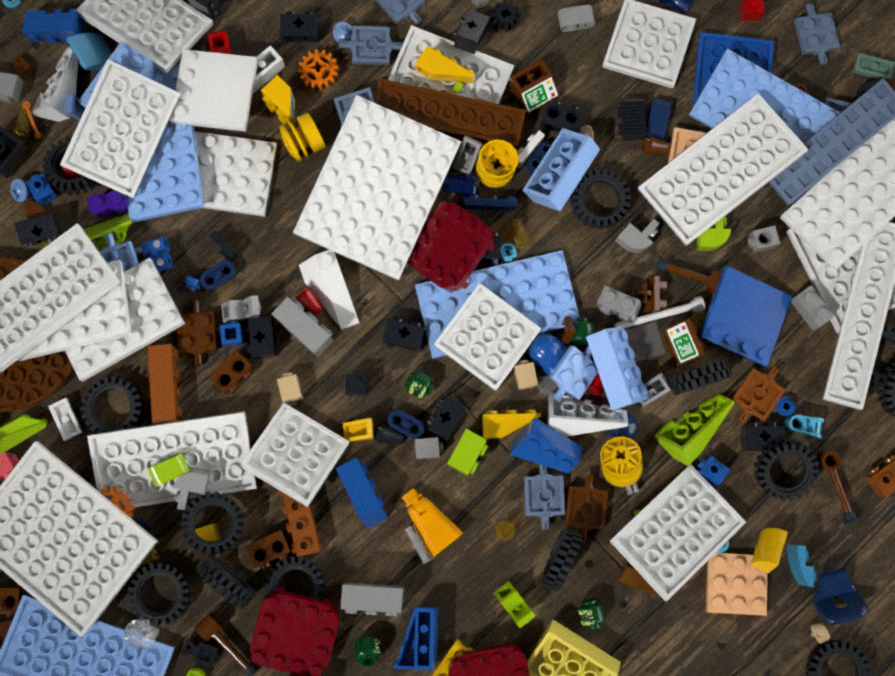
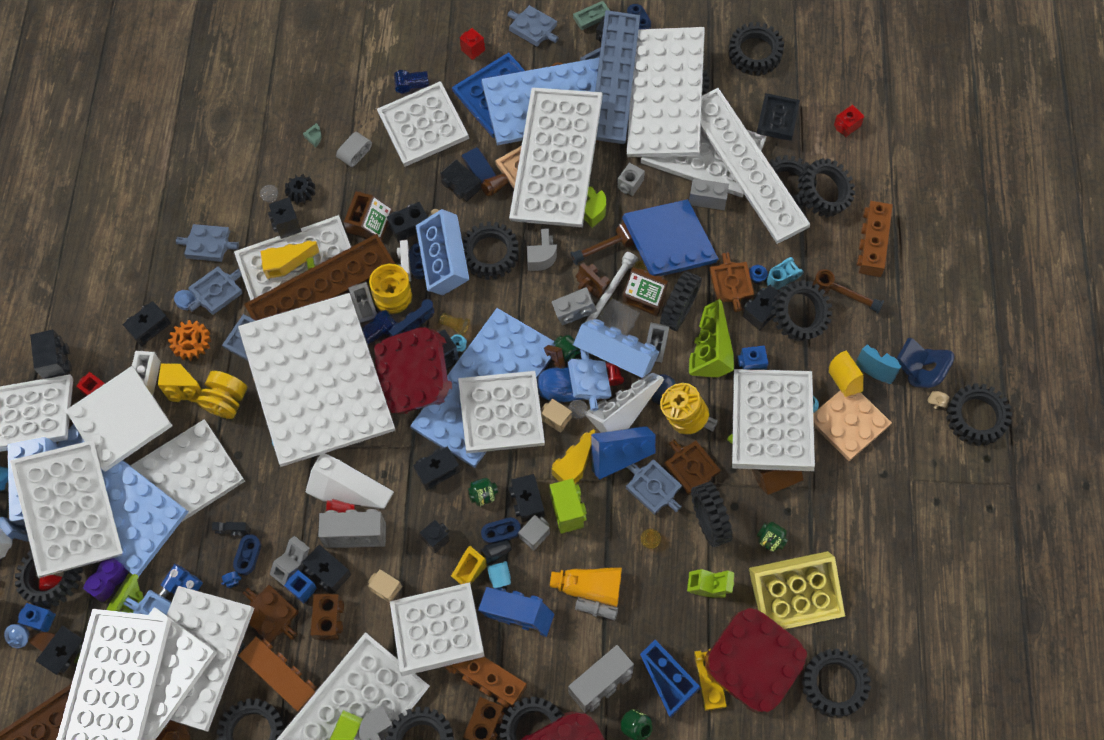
camera: 40 degrees left, 15 degrees down
(373, 457) = (499, 574): none -> medium azure piece

